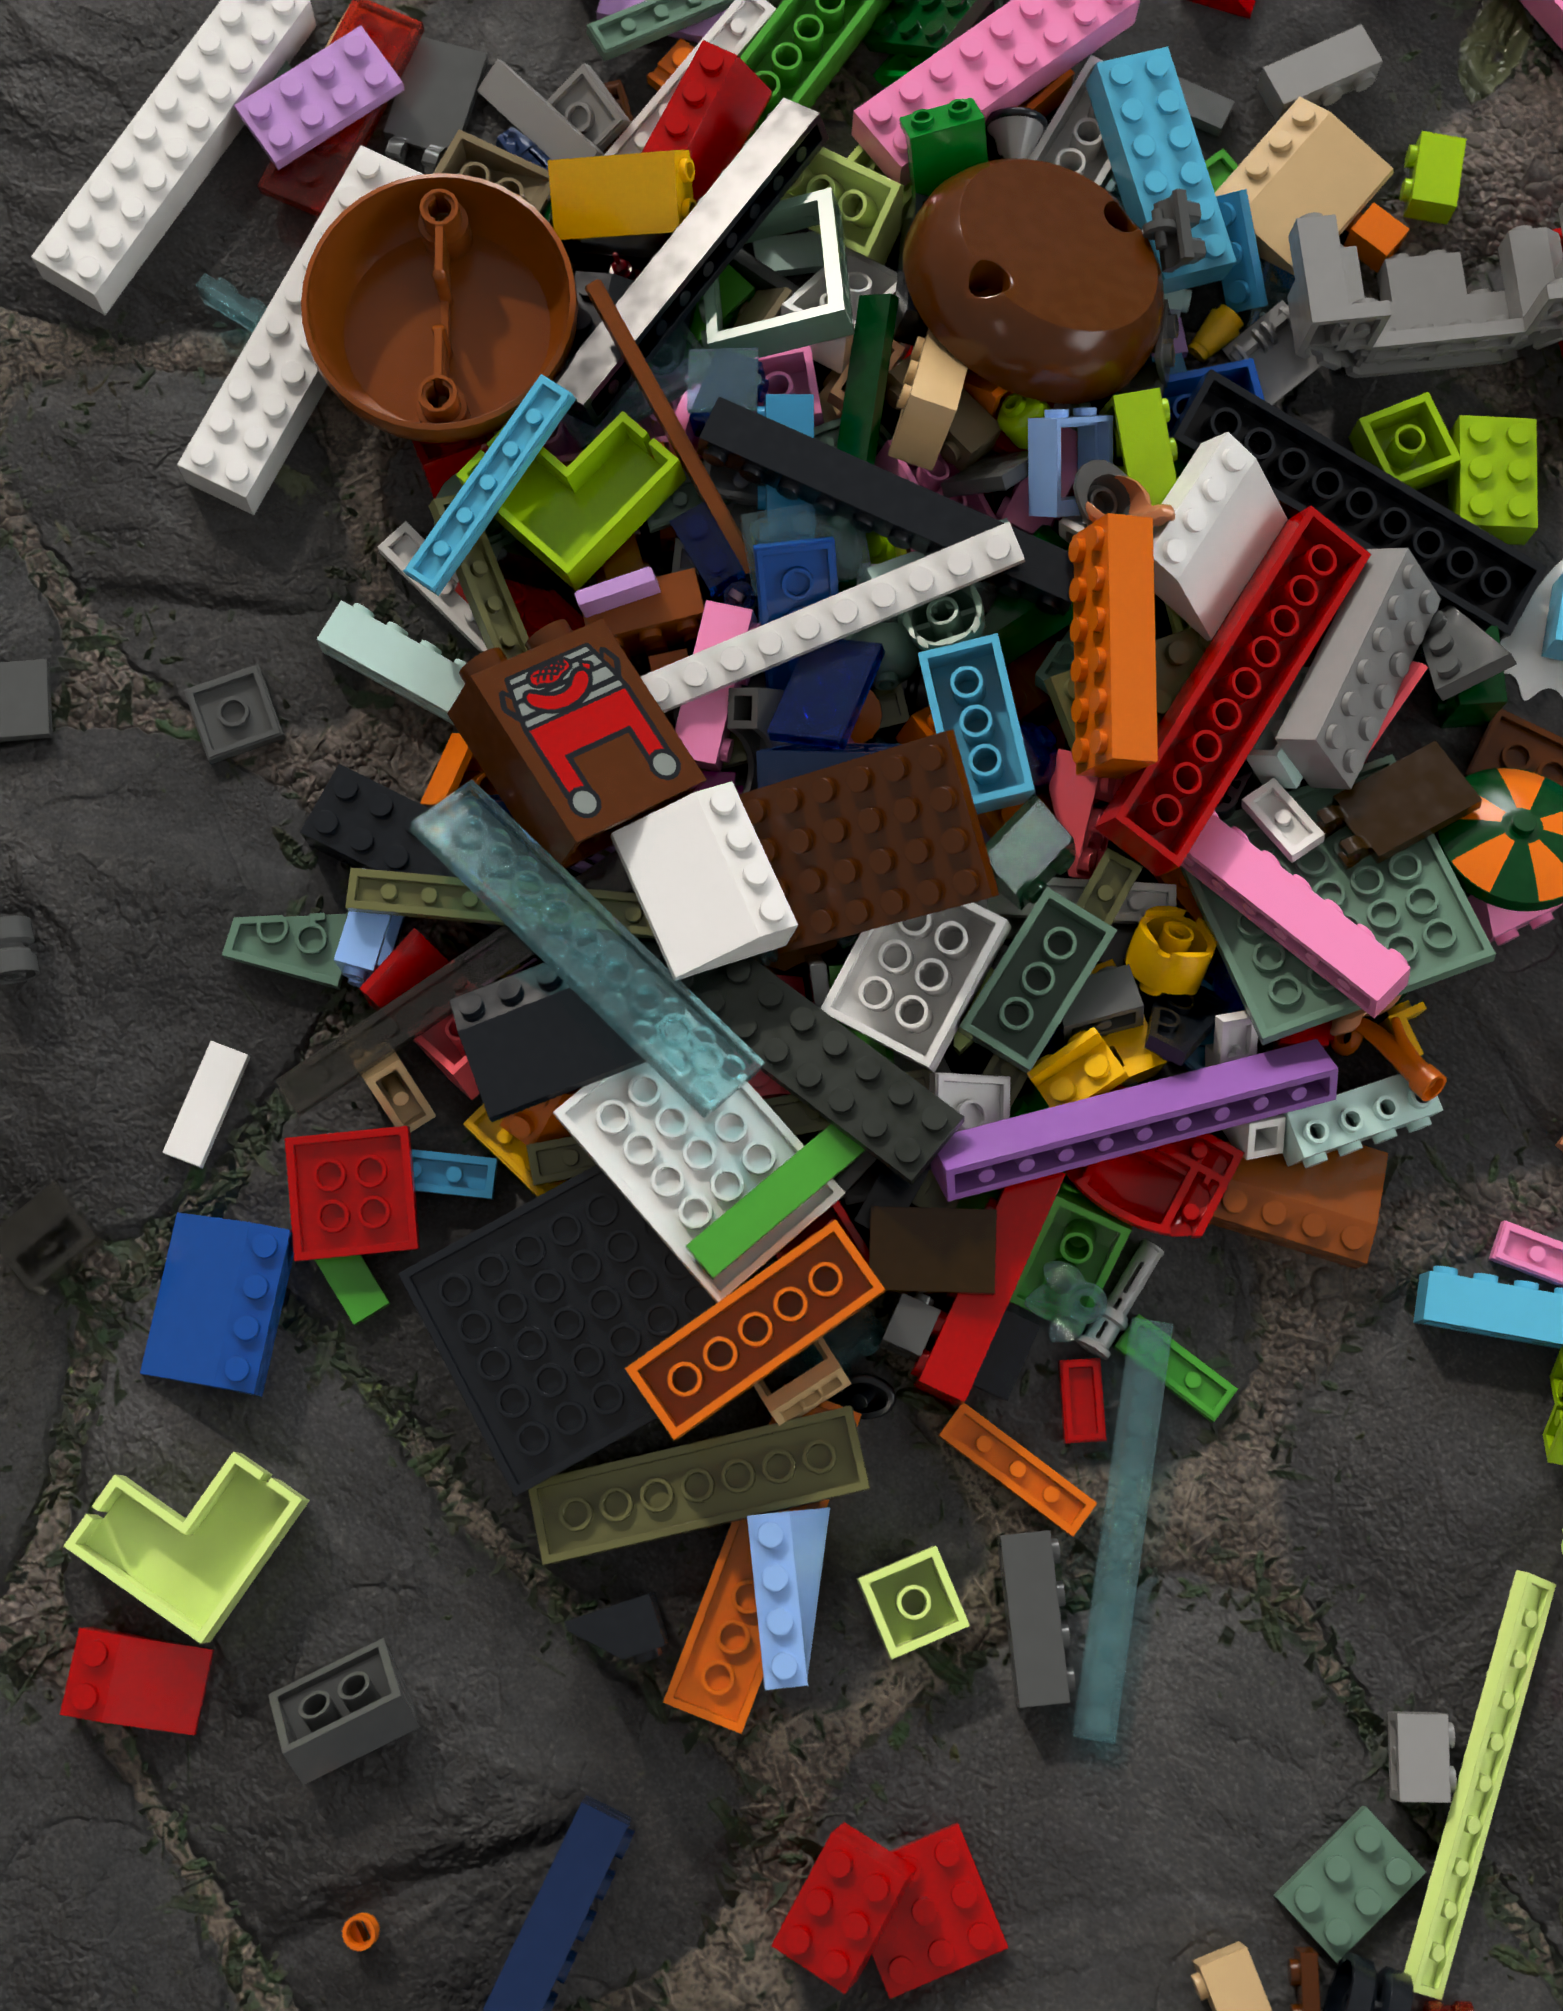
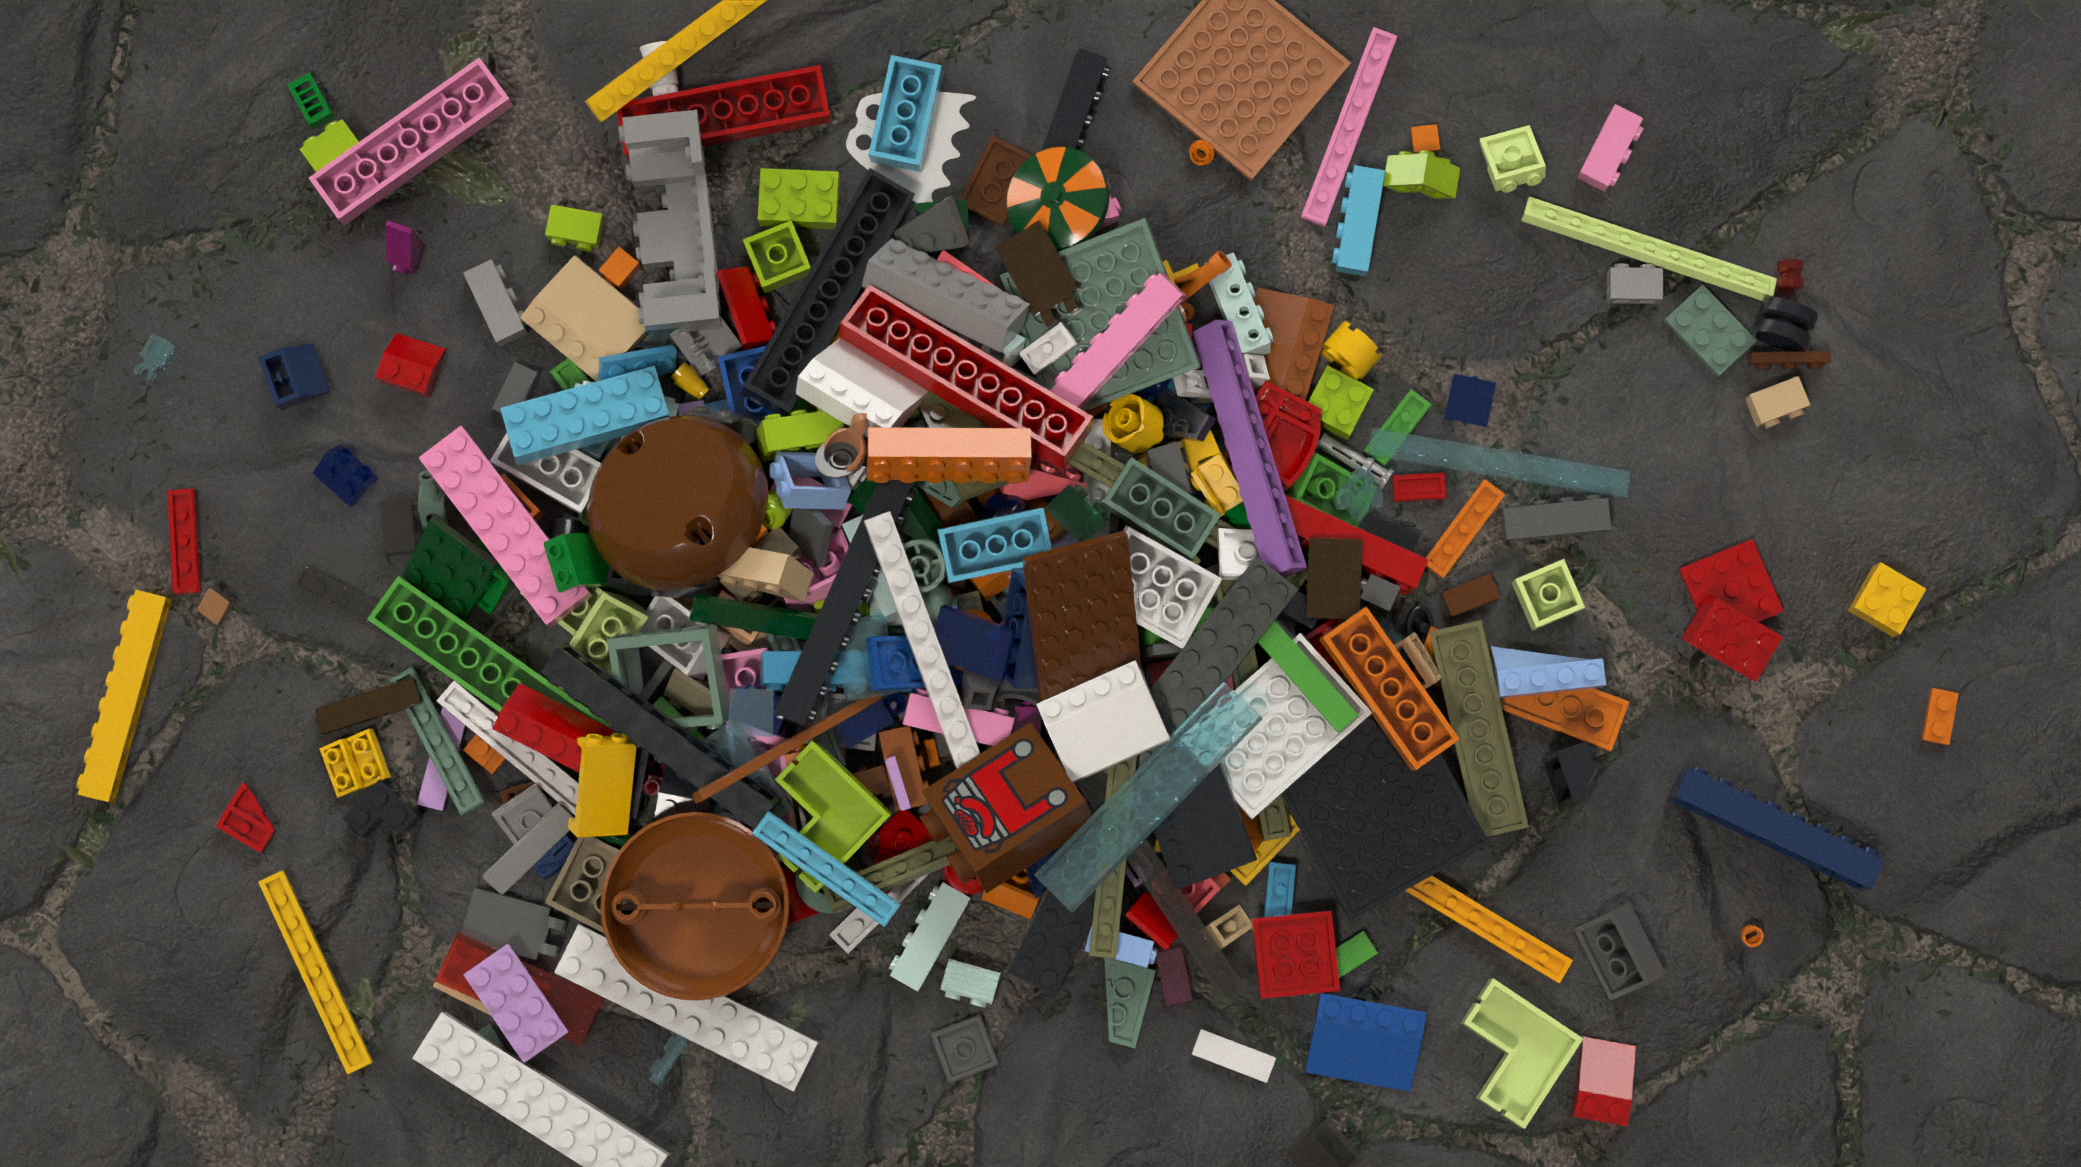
camera: 85 degrees left, 5 degrees up
(326, 1016) = (1173, 976): none -> clear pink tile
(330, 718) = (971, 982): none -> light aqua brick
(386, 1506) = (1492, 927): none -> light orange plate
(912, 1479) = (1470, 595): none -> reddish brown tile
(1015, 131) = (557, 514): light grey hat -> none
(1172, 231) = (642, 408): dark grey hips -> none
(1213, 1273) = (1340, 401): none -> lime brick
(1222, 1484) = (1470, 400): none -> clear blue piece
(1294, 1291) = (1351, 351): none -> yellow brick
(1334, 394) = (746, 306): none -> red slope

